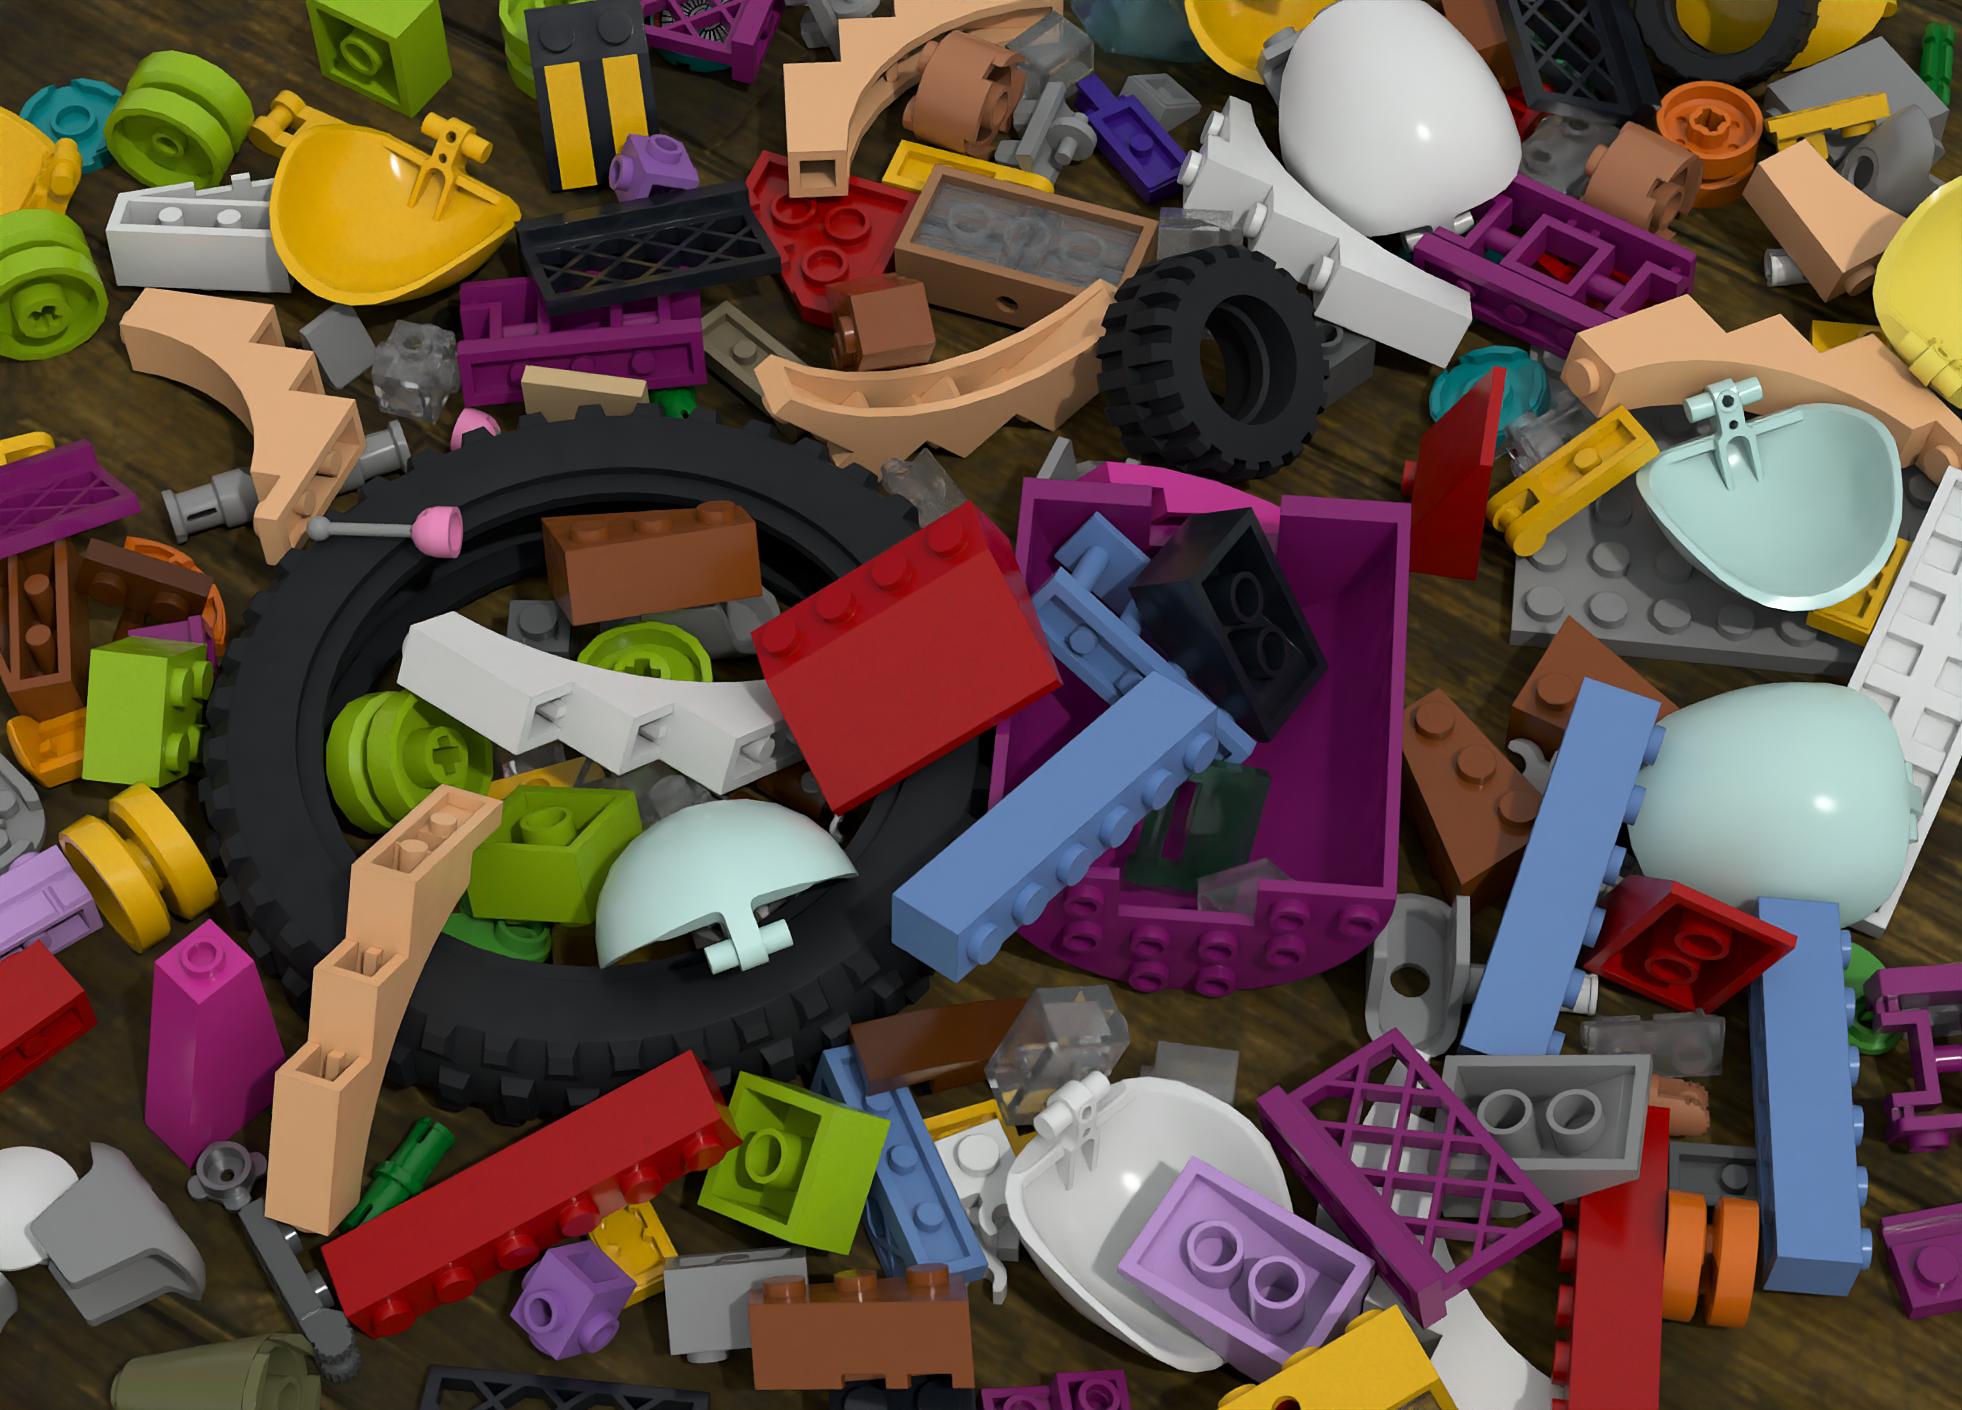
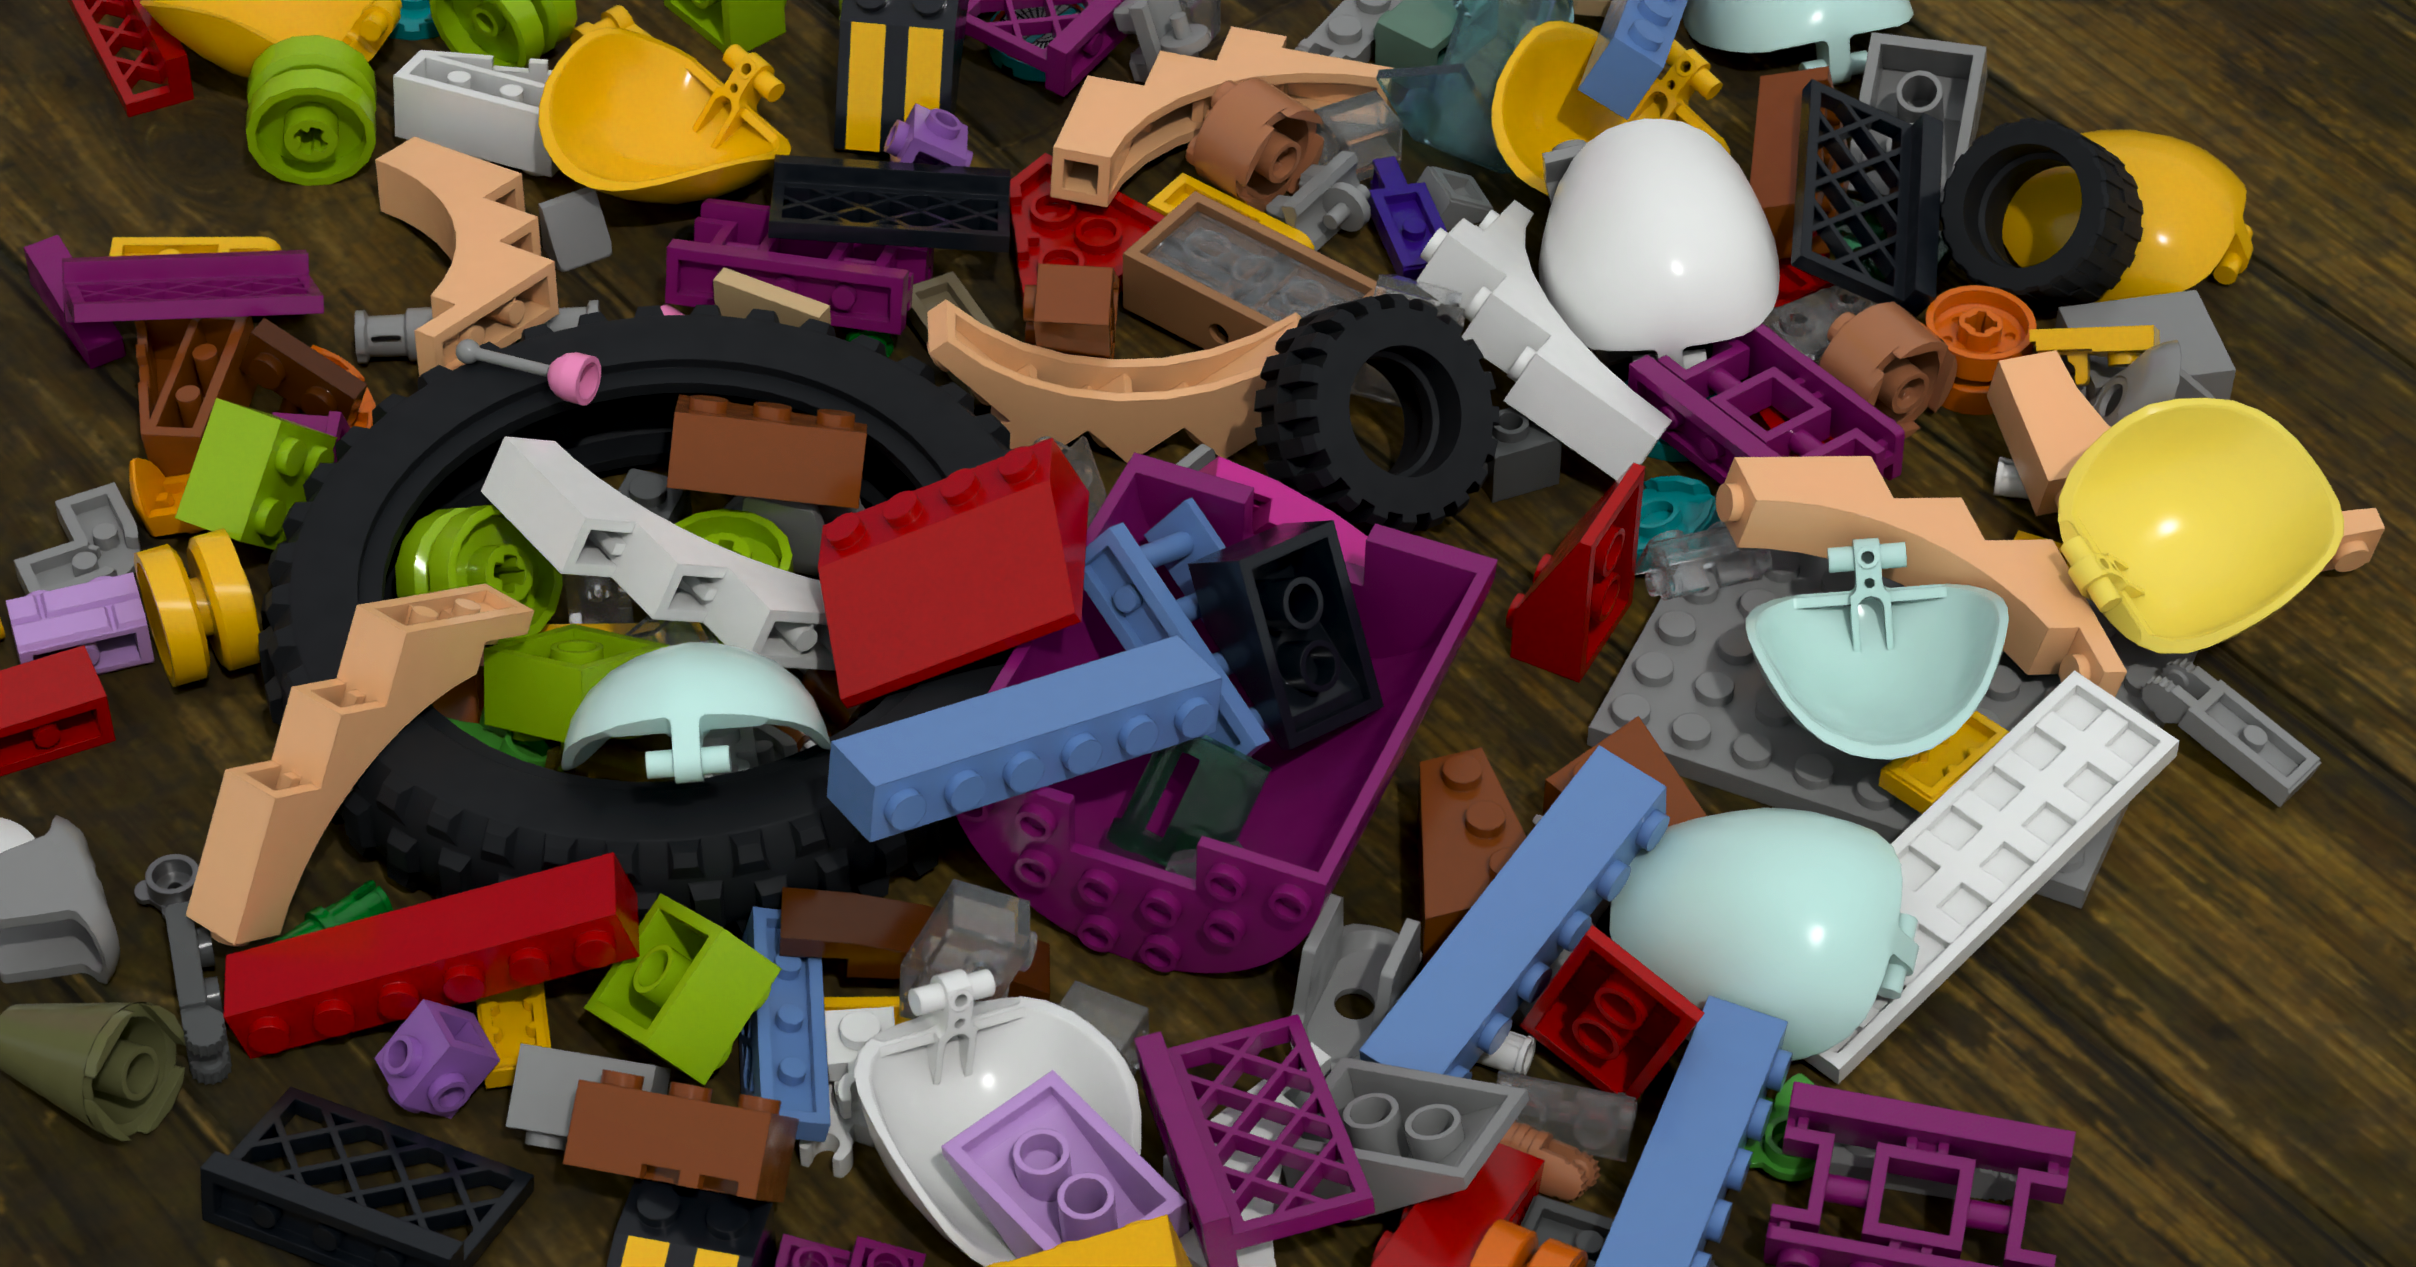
camera: 15 degrees right, 10 degrees down
(208, 1044) = (187, 736): dark pink slope -> none
(416, 371) = (630, 264): clear brick -> none
(1570, 480) = (1691, 601): yellow plate -> none
(1937, 59) = (2255, 336): green axle -> none

